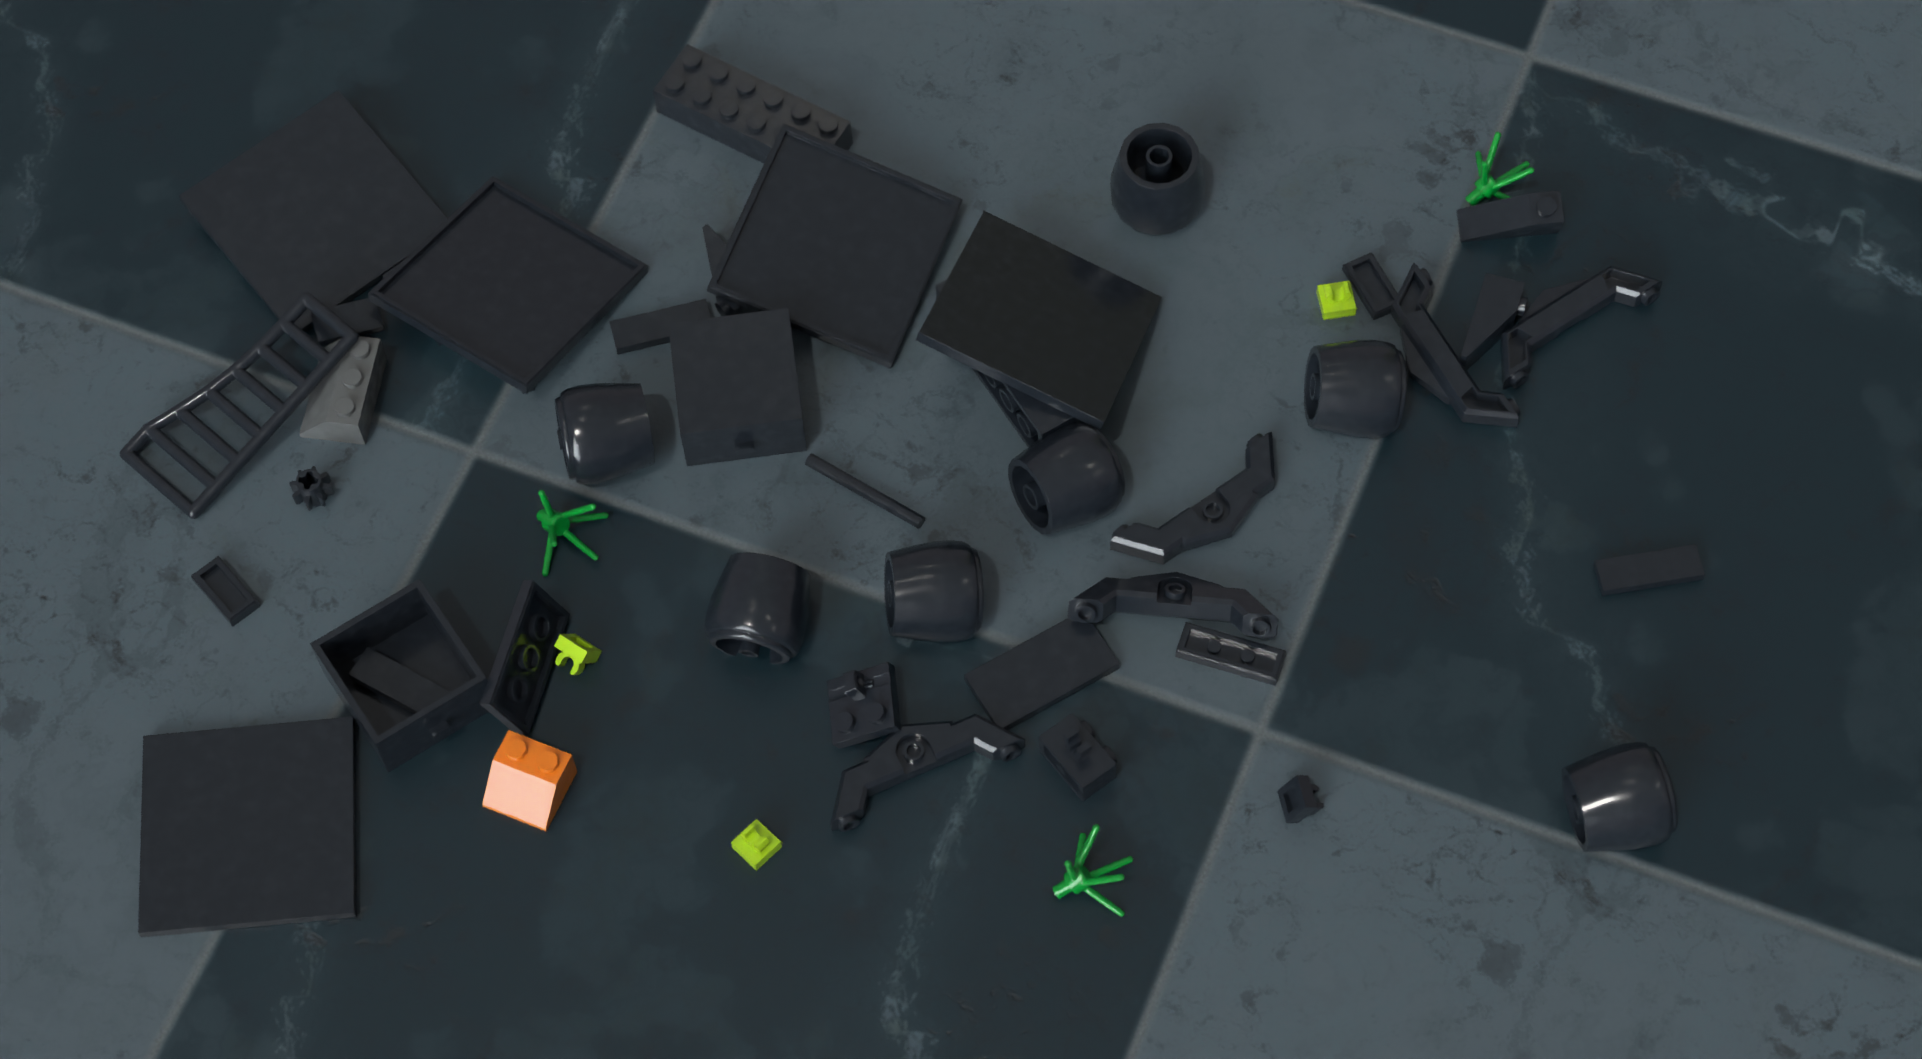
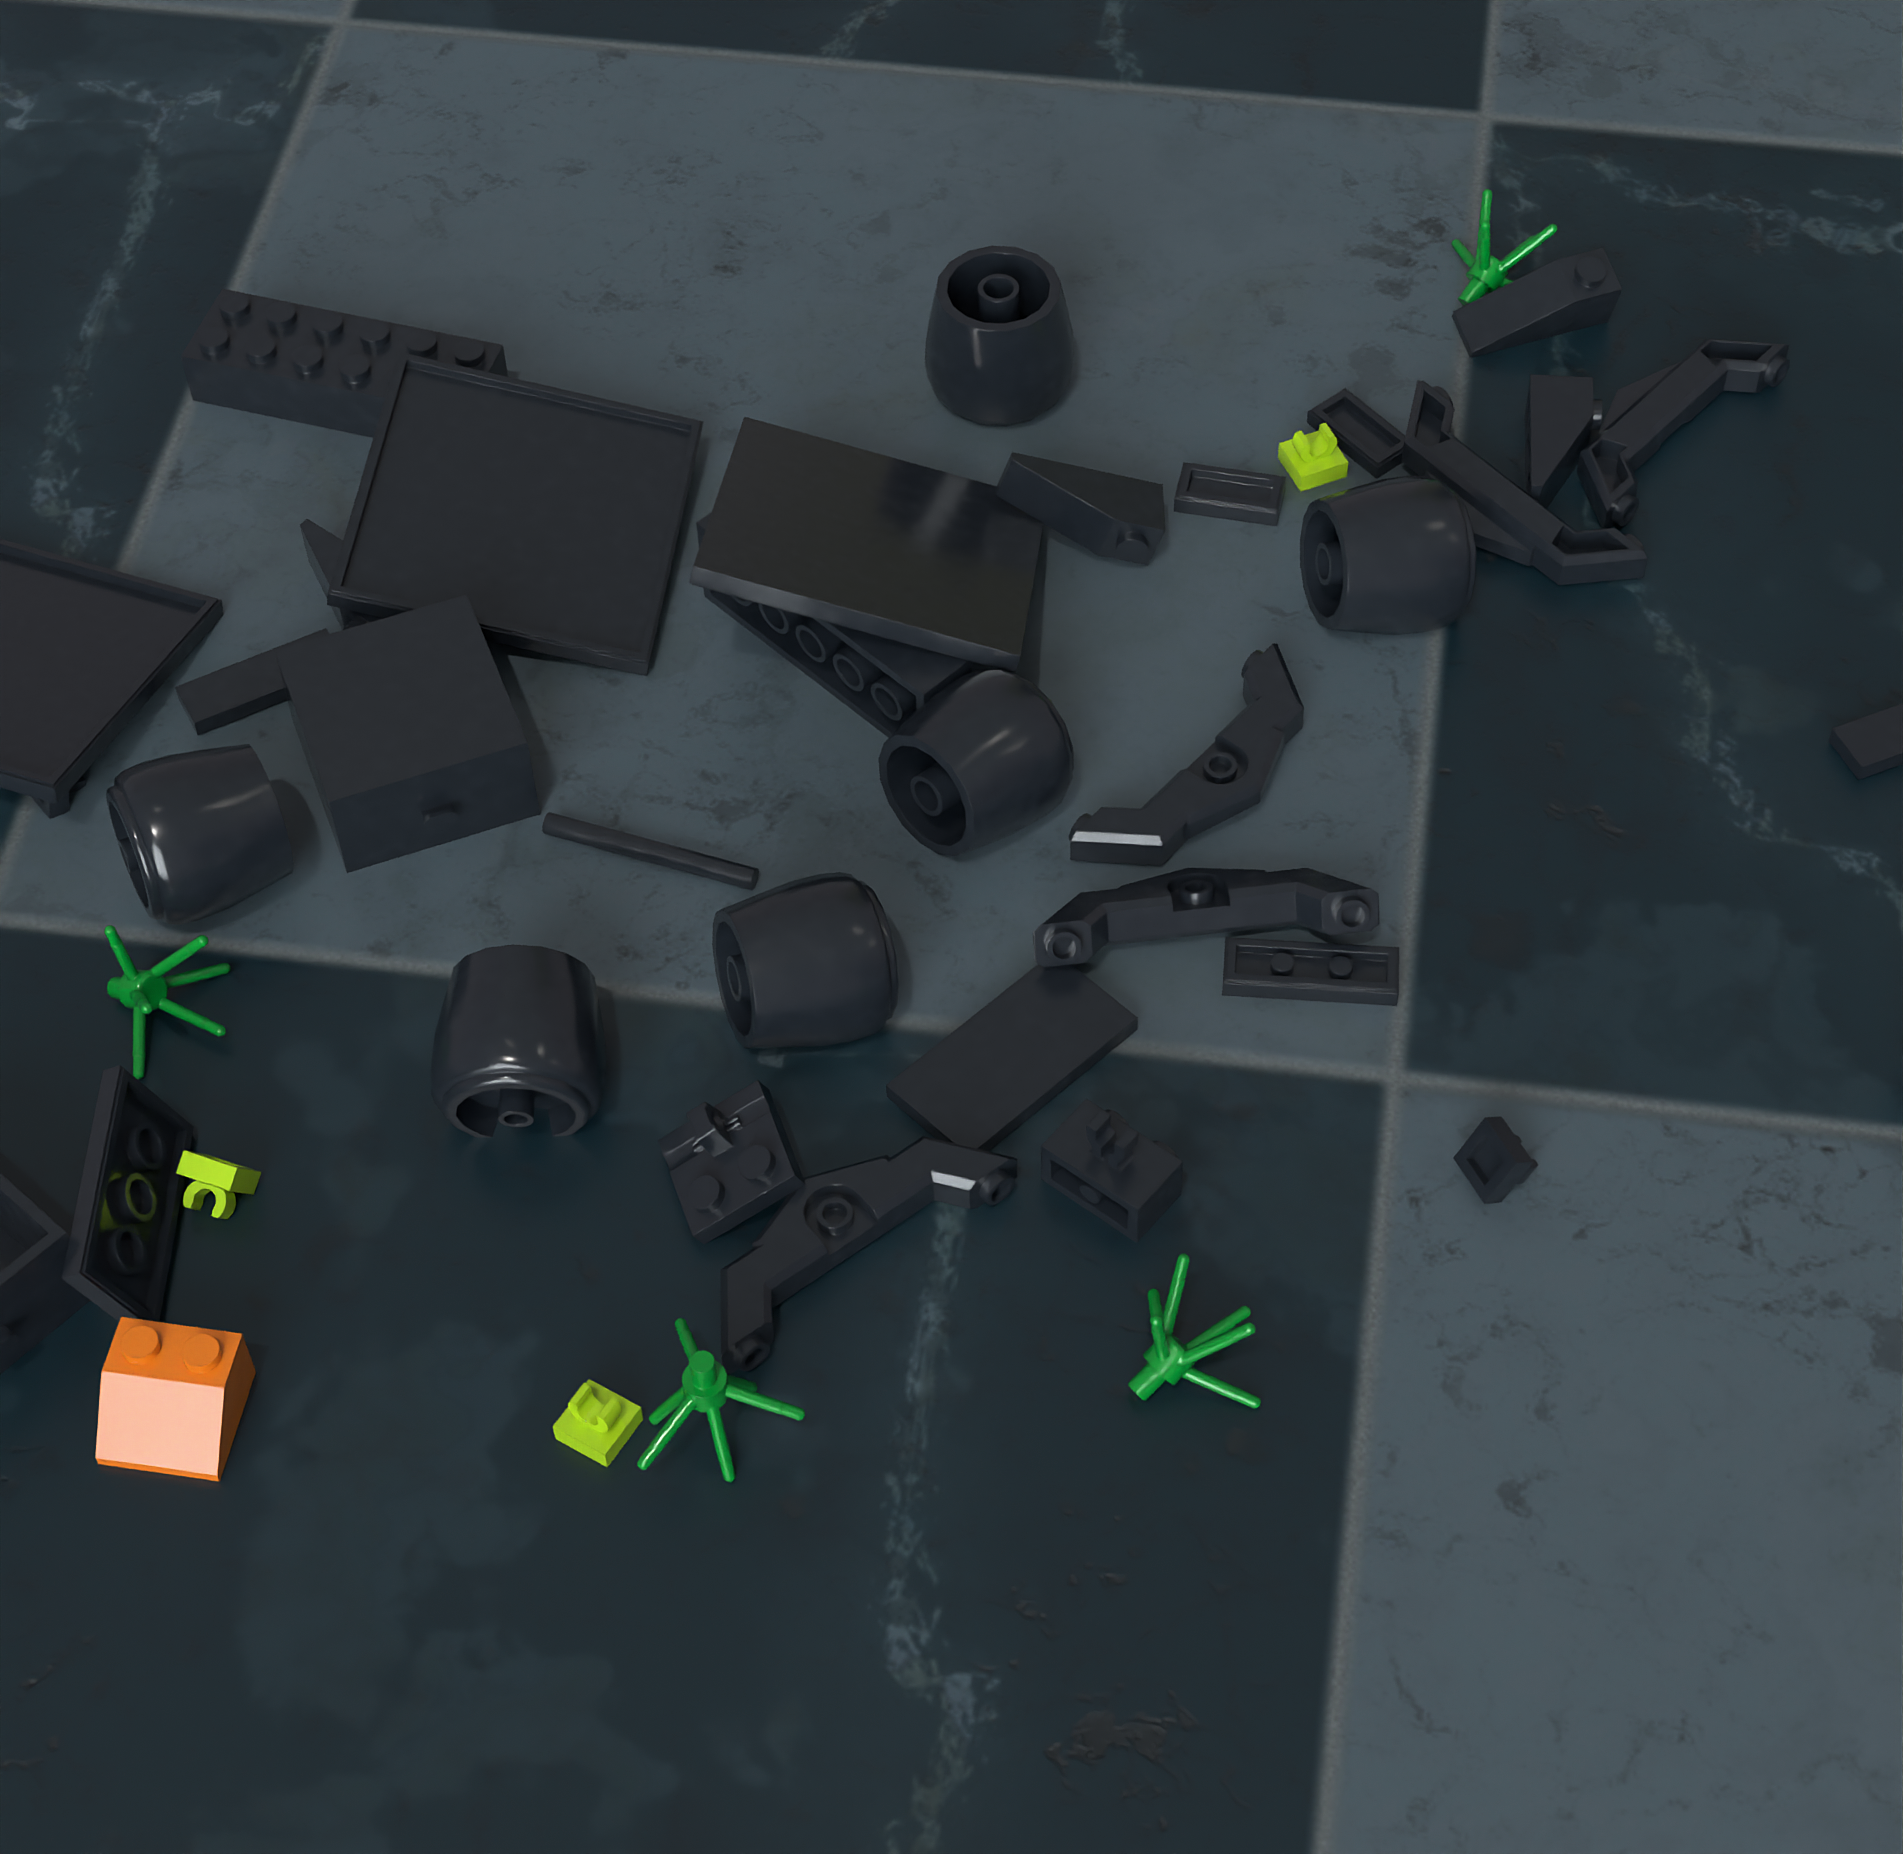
camera: 15 degrees left, 10 degrees down
(815, 845) = (706, 1391): none -> green plant
(1186, 314) = (1092, 507): none -> black slope
(1277, 314) = (1229, 494): none -> black tile

